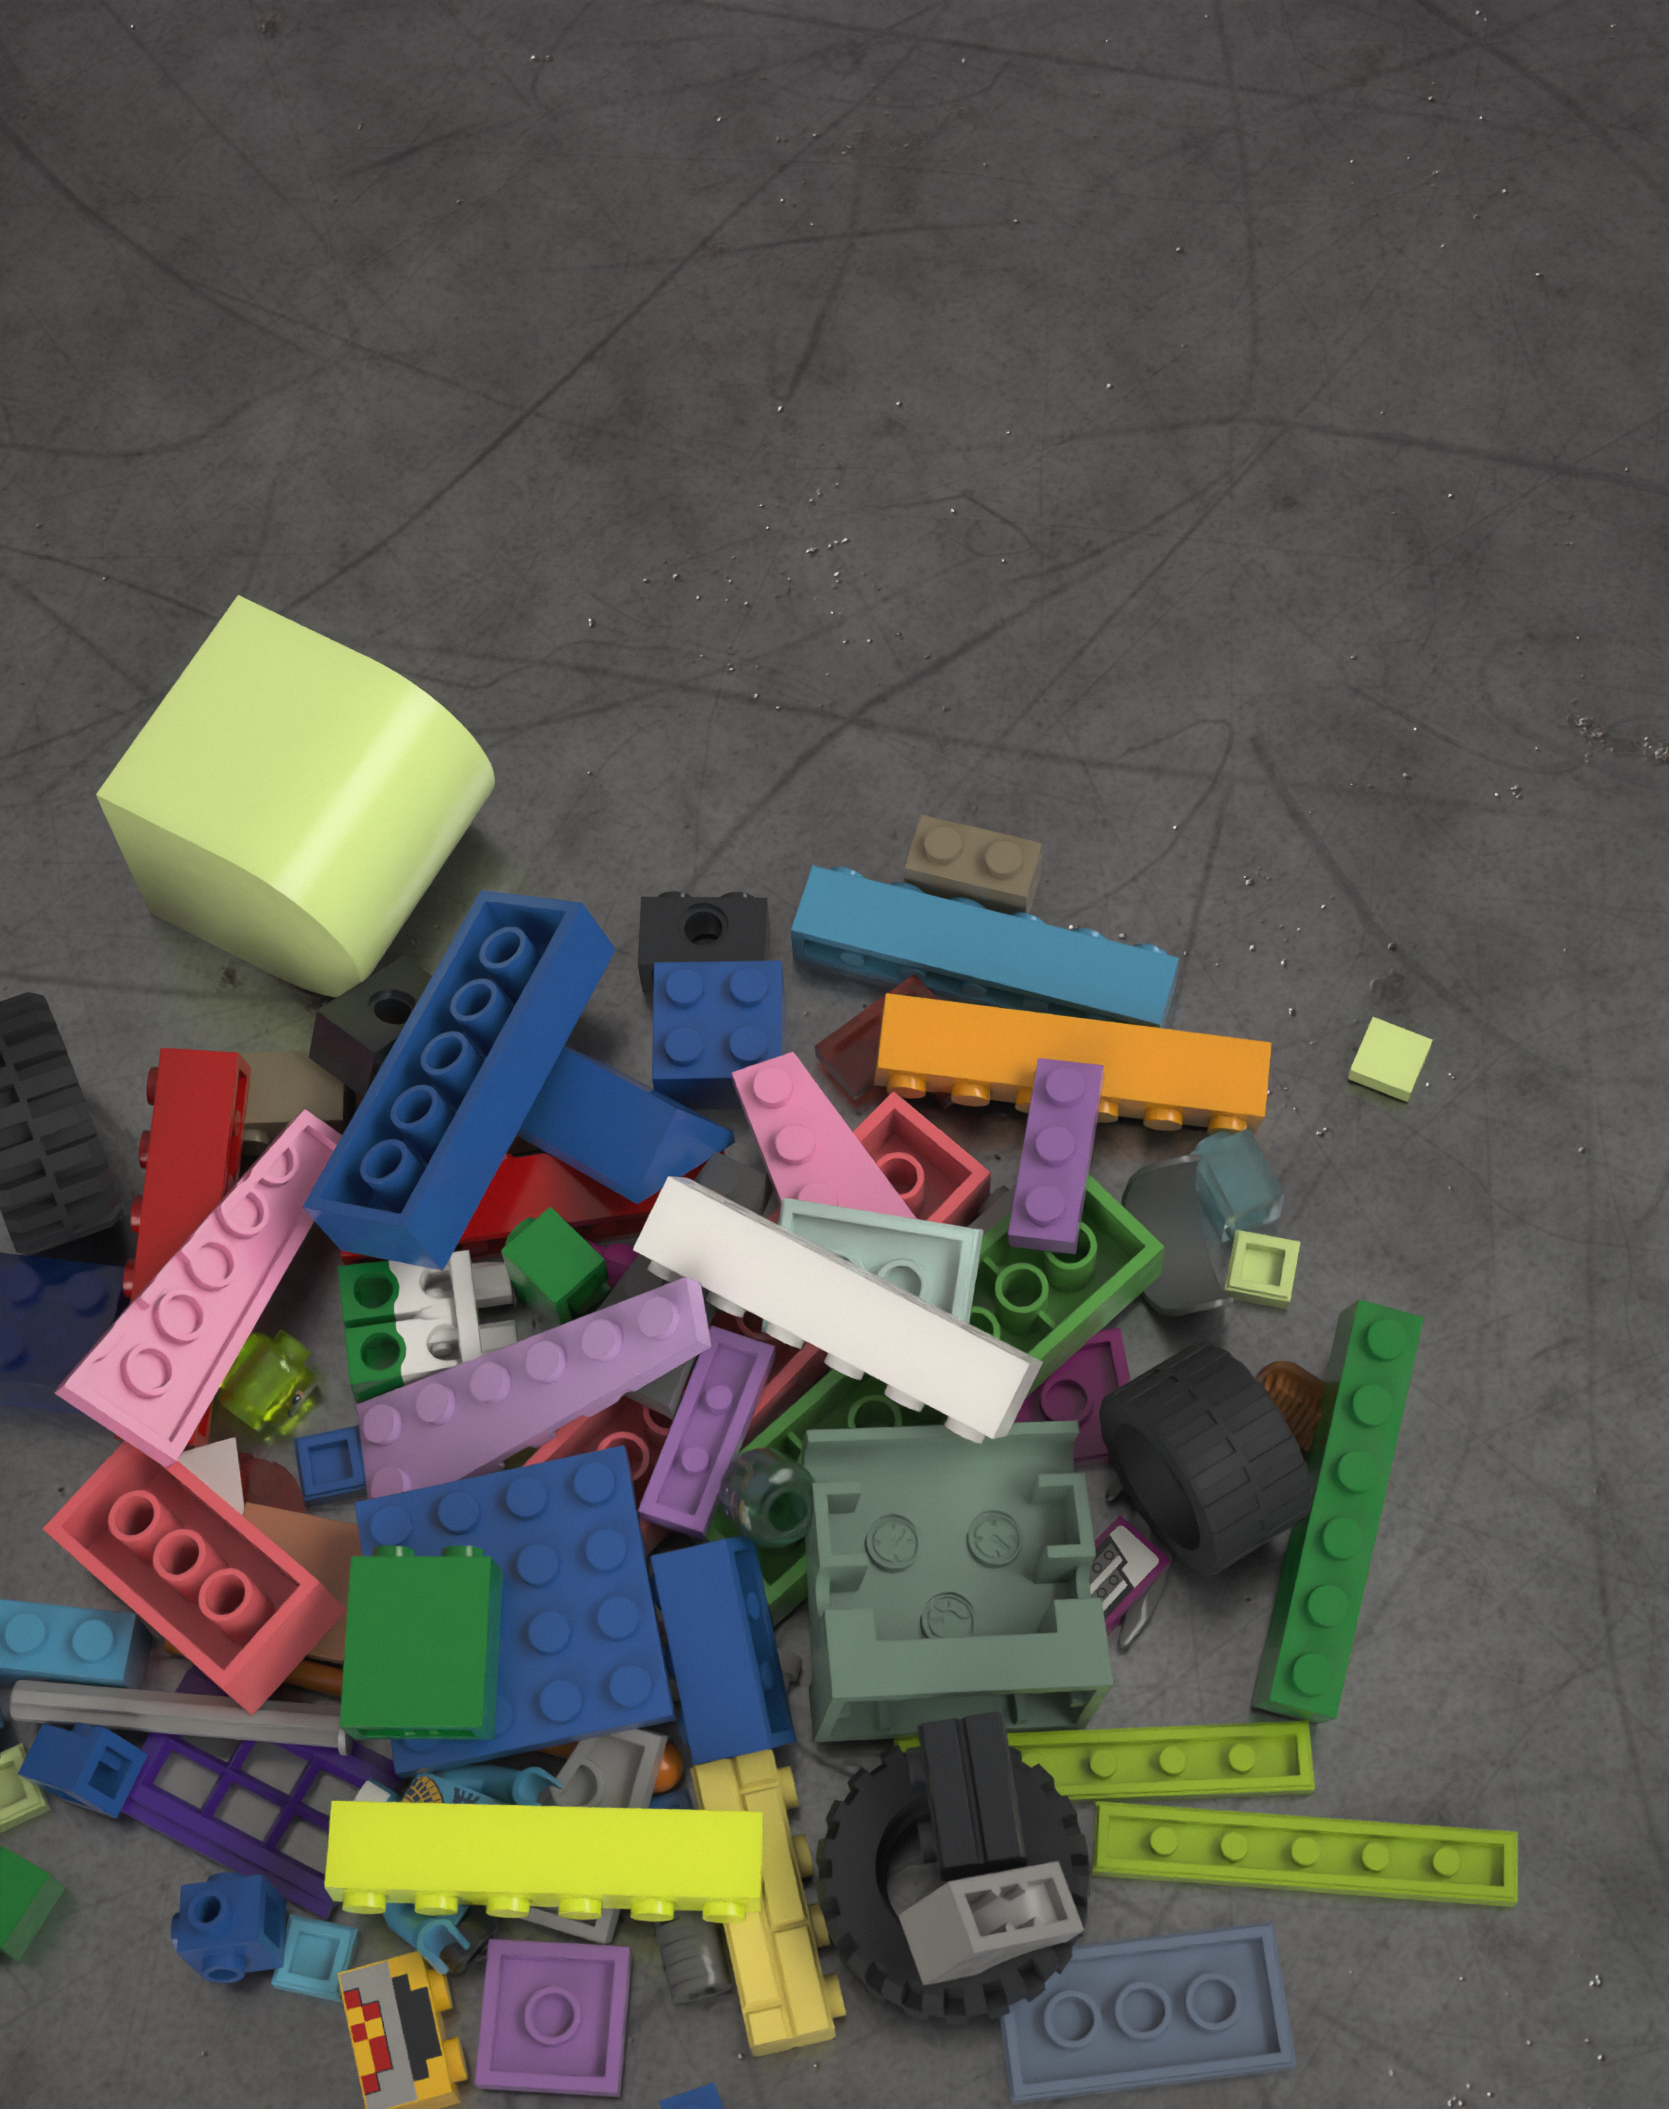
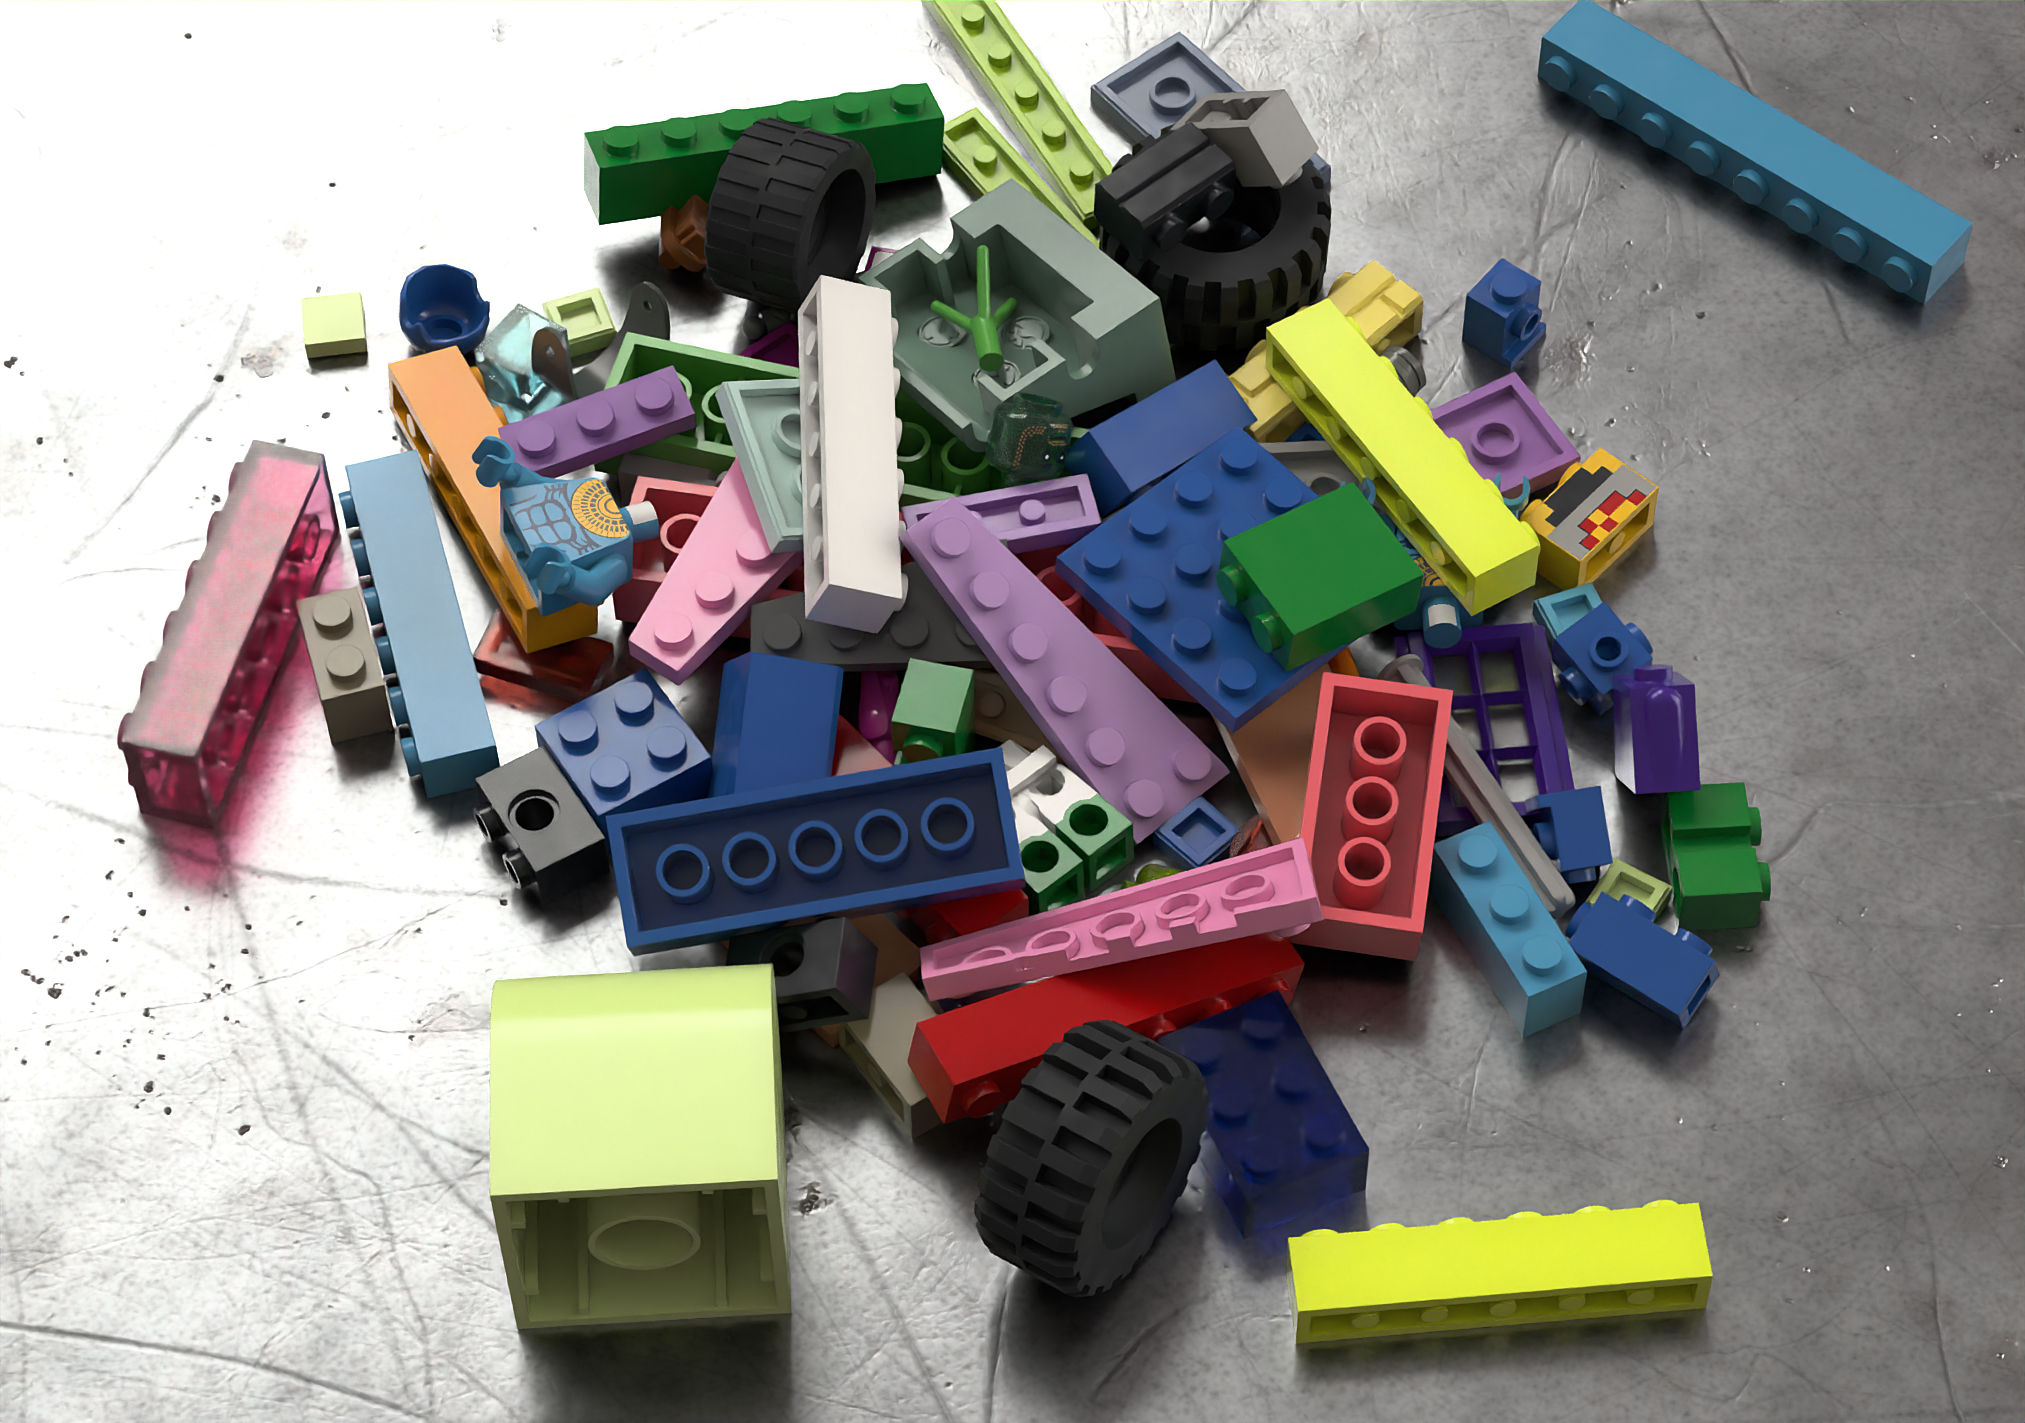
camera: 125 degrees left, 10 degrees down
(94, 1890) = (1656, 730): none -> dark purple torso
(927, 1047) = (563, 533): none -> dark azure torso
(955, 1553) = (983, 325): none -> bright green plant
(1051, 787) = (229, 634): none -> clear pink brick
(1328, 1139) = (442, 309): none -> blue hair

